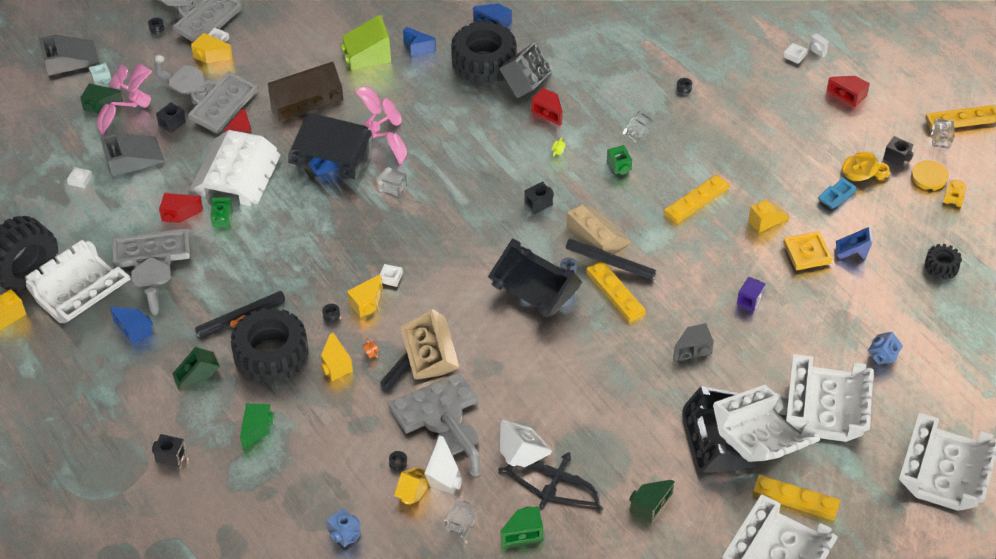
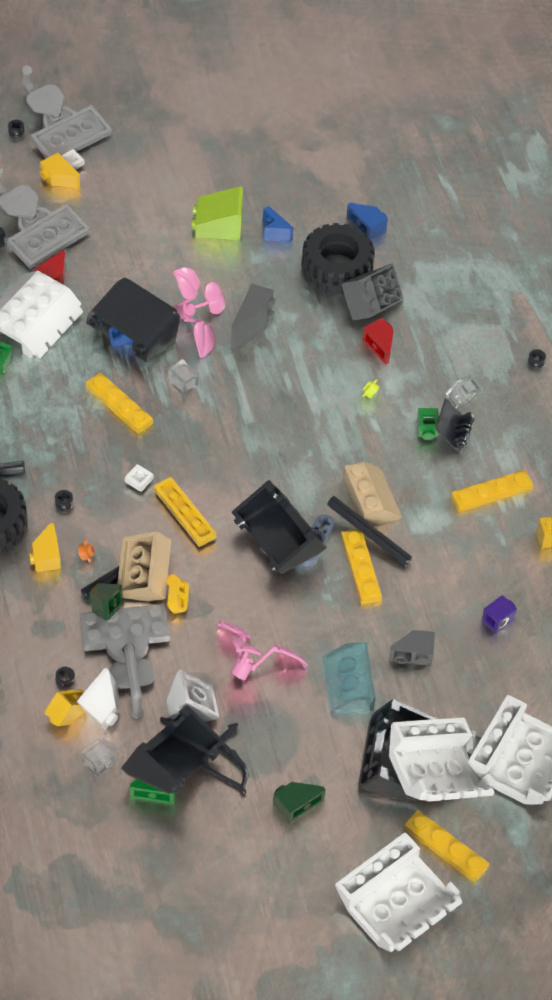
camera: 15 degrees right, 5 degrees up
(305, 91) = (134, 249): dark brown slope -> none
(344, 219) = (119, 403): none -> yellow plate
(366, 296) = (105, 493): yellow slope -> none
(407, 383) = (106, 599): none -> dark green slope
(433, 114) = (252, 316): none -> dark grey slope
(443, 291) = (185, 511): none -> yellow plate
(469, 360) = (178, 594): none -> yellow plate
(530, 491) = (174, 753): none -> black windscreen
(538, 197) = (326, 439): black brick -> none
(553, 400) = (244, 663): none -> bright pink plant
(644, 155) = (454, 426): none -> black hinge
(650, 385) = (349, 679): none -> clear light blue slope

